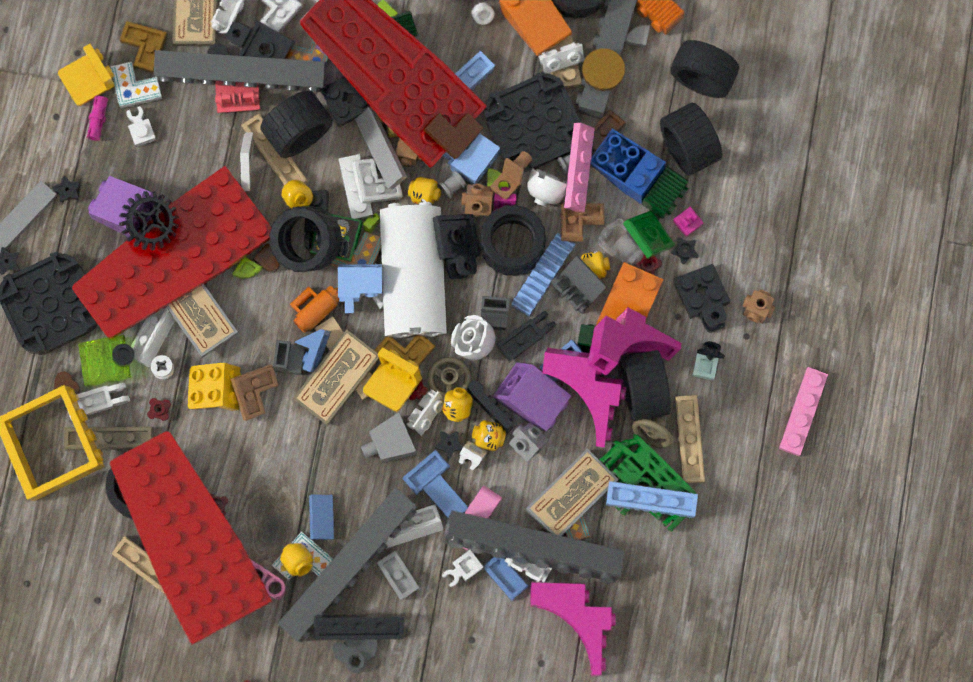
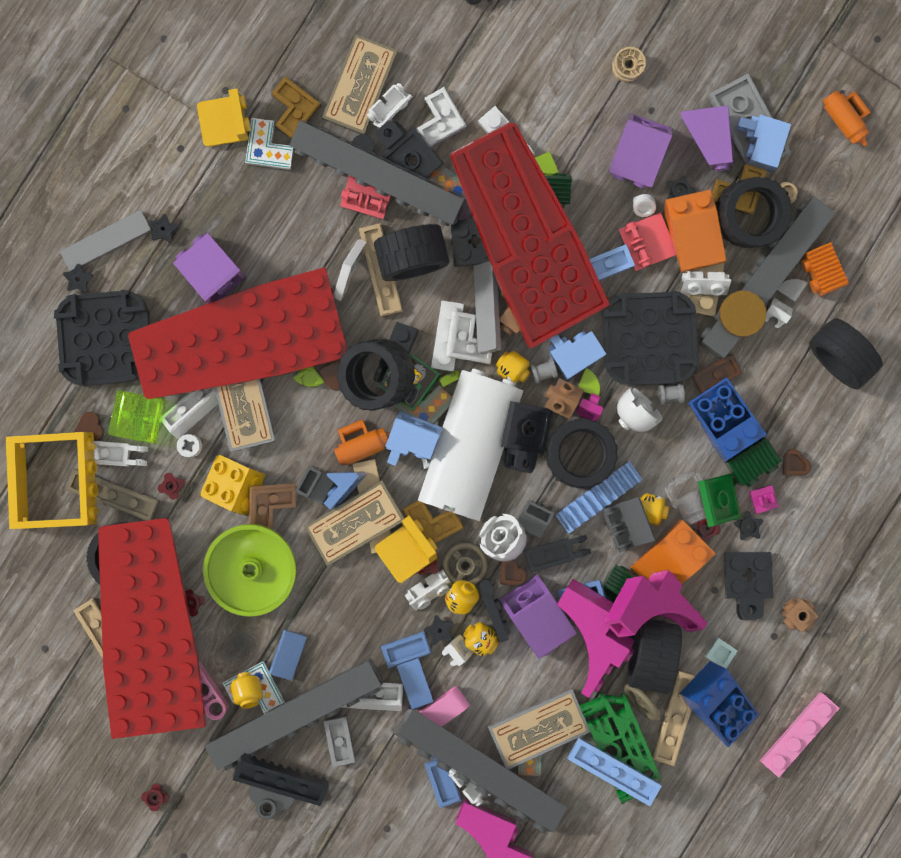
camera: 30 degrees right, 10 degrees up
(97, 118) = (219, 166): dark pink pin -> none
(123, 355) = (154, 420): black tile -> none
(141, 129) = (258, 195): white plate -> none
(157, 224) = (239, 314): black gear -> none
(258, 452) = (249, 570): none -> lime dish
(296, 194) = (385, 323): yellow head -> none
(389, 441) = (382, 606): light grey torso -> none
(453, 139) = (565, 329): reddish brown tile -> none
(465, 567) = (406, 759): white plate -> none
(493, 370) = (511, 574): none -> reddish brown tile
(498, 42) = (648, 241): none -> coral hinge
(511, 174) = (607, 386): medium nougat bracket -> none
(528, 441) = (517, 661): light grey brick -> none
(573, 221) = (654, 451): medium nougat tile -> none
(579, 167) = (677, 406): bright pink plate -> none
(636, 57) = (780, 311): none -> white tile
(691, 138) = (802, 421): black tyre -> none
(703, 182) = (794, 463): none -> reddish brown tile
(711, 350) = (734, 640): black plate -> none
(721, 408) = (719, 702): none -> blue slope

